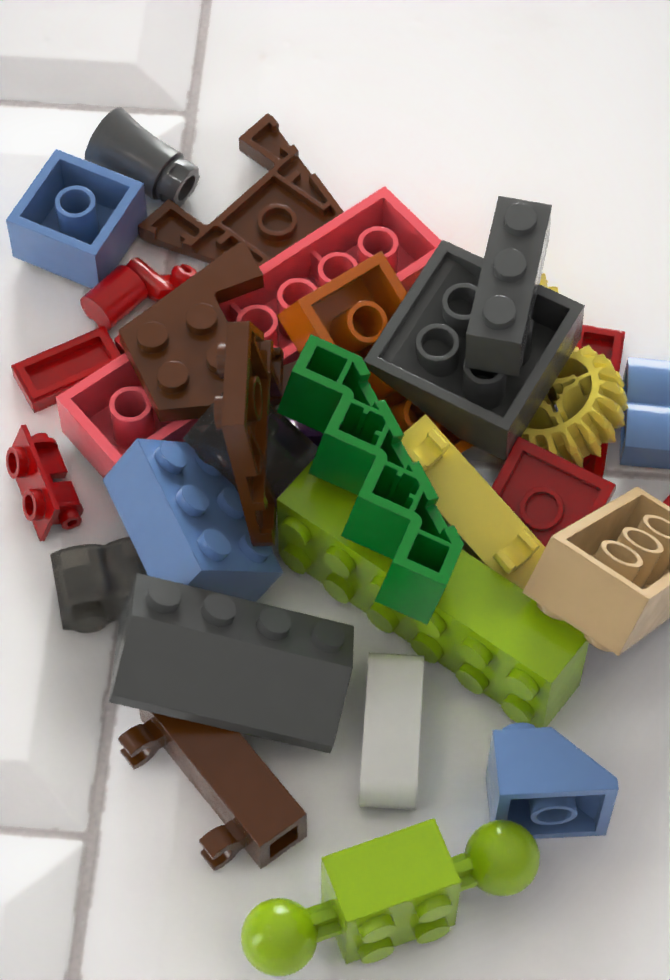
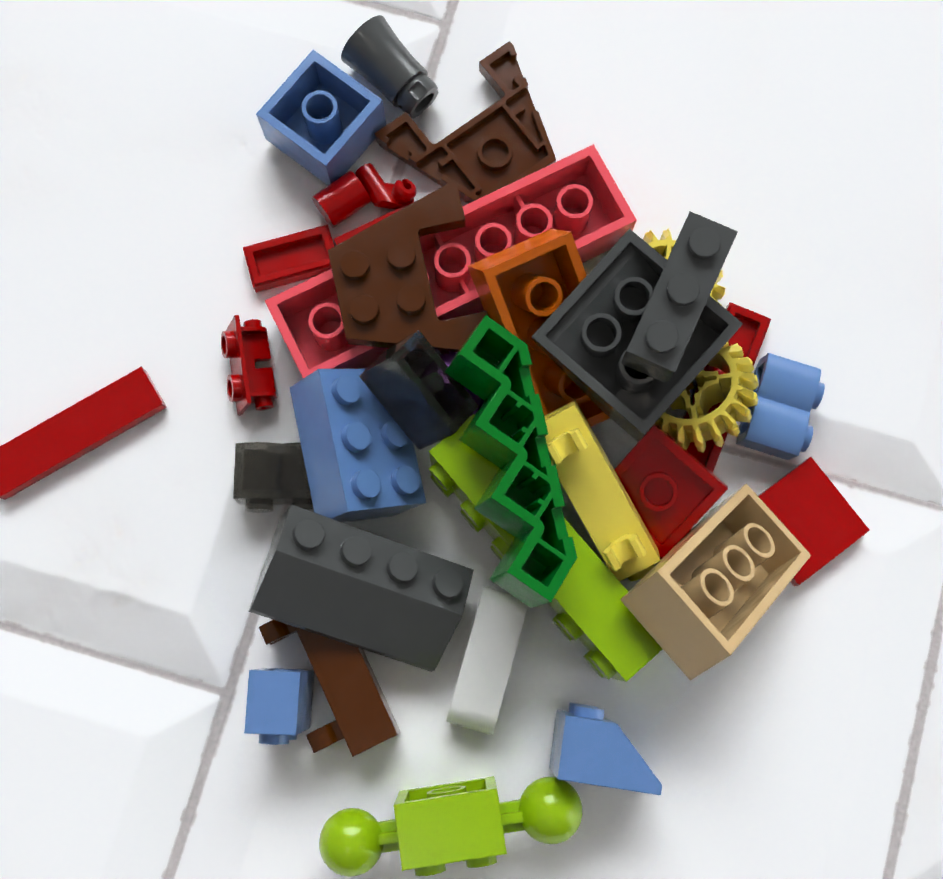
camera: 10 degrees right, 20 degrees up
(162, 804) = (278, 704): none -> medium blue brick
(251, 376) = (408, 382): reddish brown wing -> none

